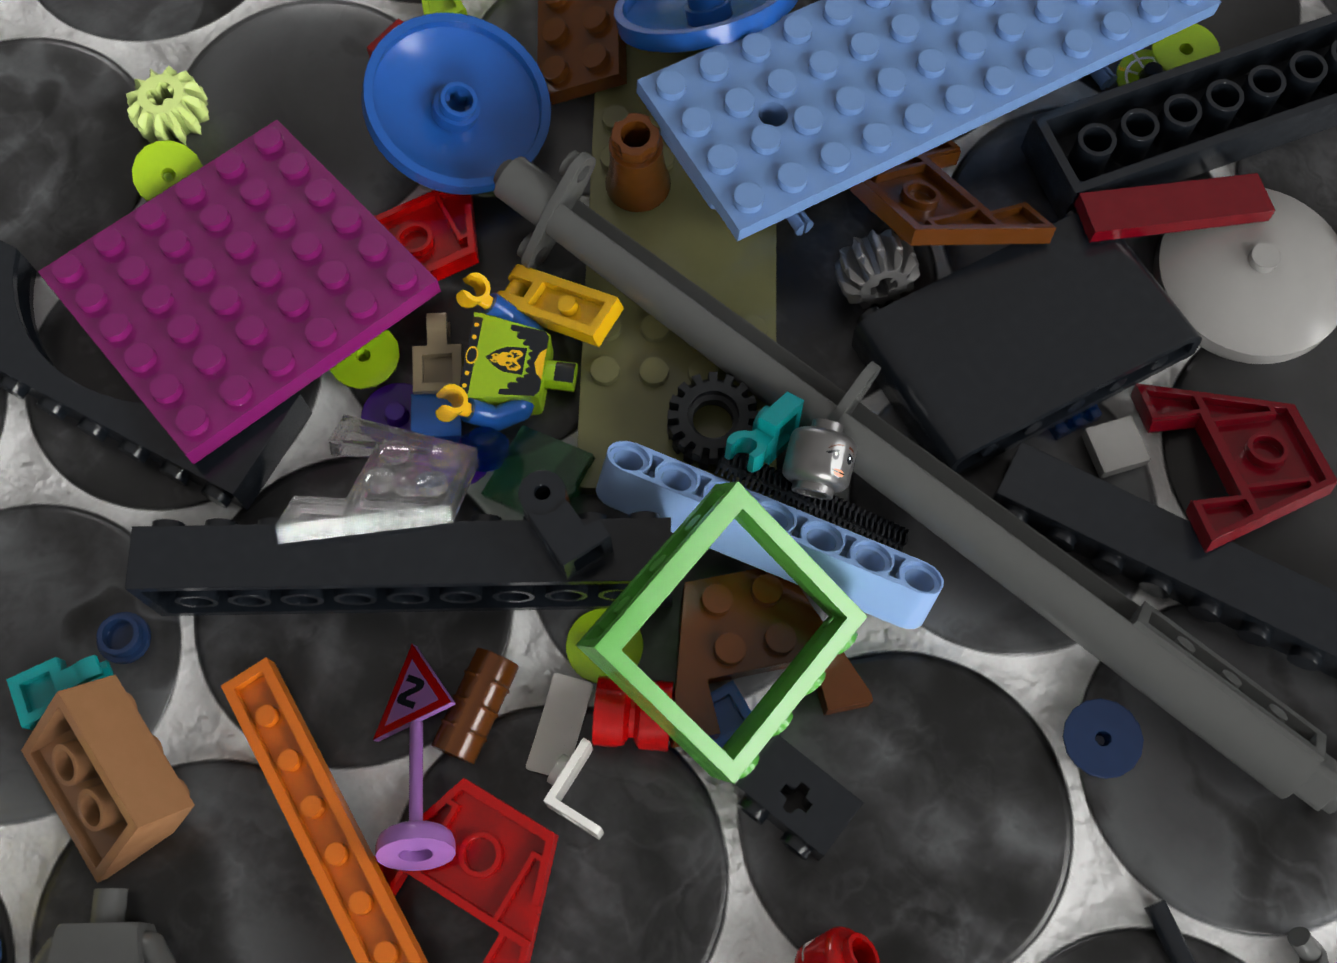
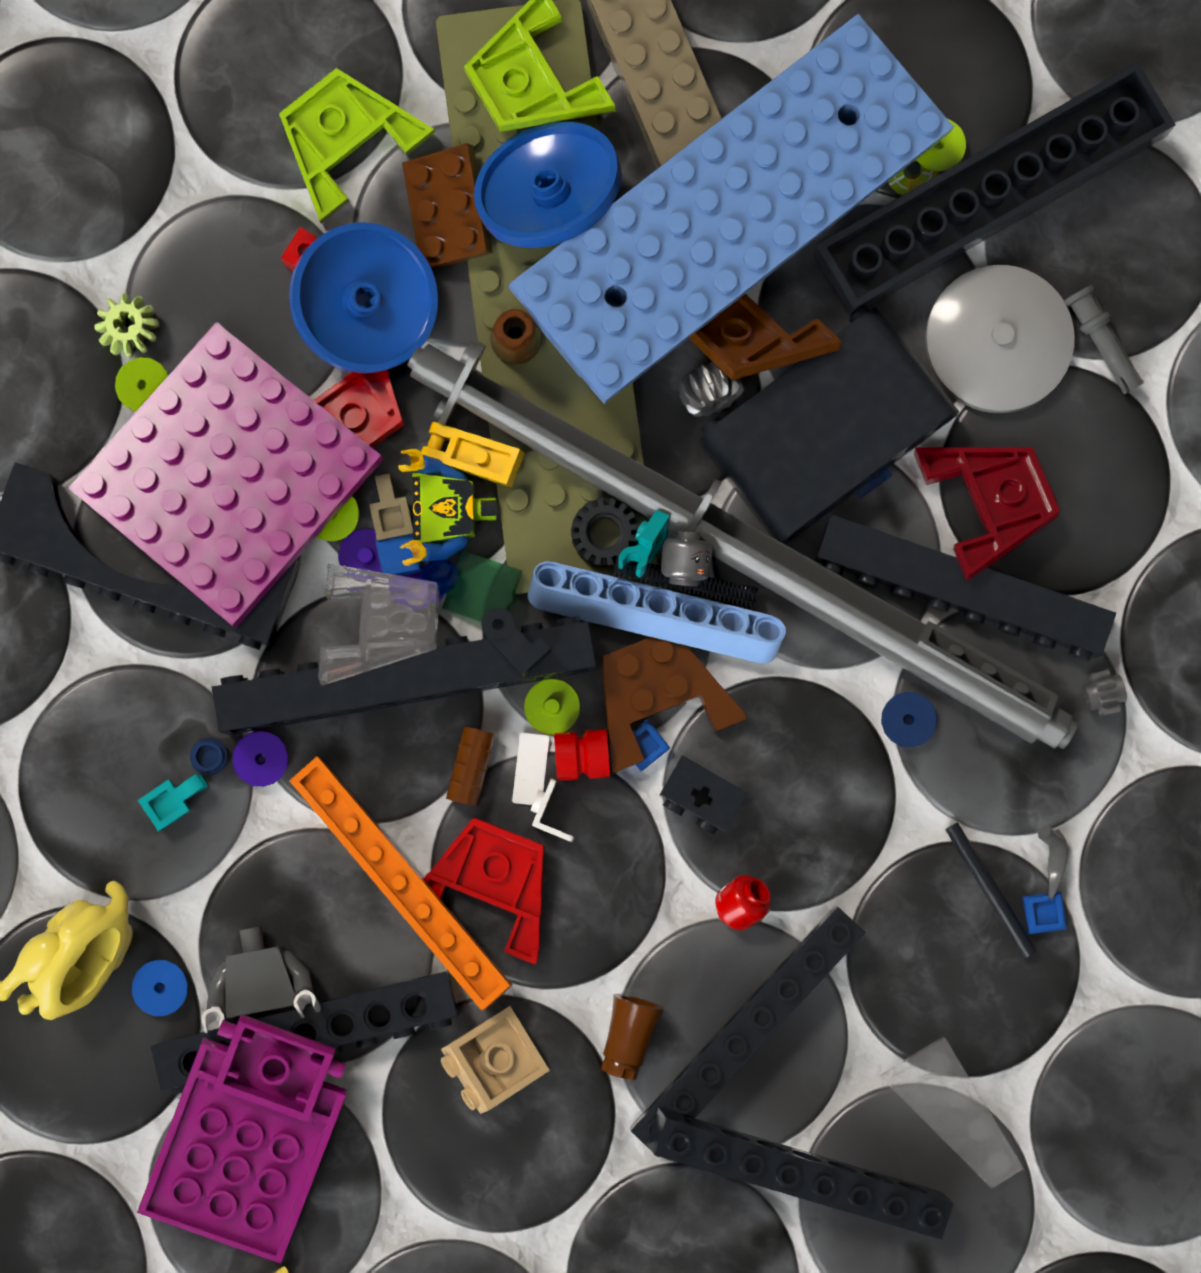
camera: 10 degrees left, 15 degrees up
(106, 775) = (225, 854): medium nougat slope -> none
(191, 651) = (260, 758): none -> dark purple piece
(415, 697) = (425, 769): medium lavender piece -> none
(657, 580) = (590, 668): bright green window -> none
(1115, 446) = (904, 499): light grey tile -> none
(1174, 207) = (931, 303): dark red tile -> none

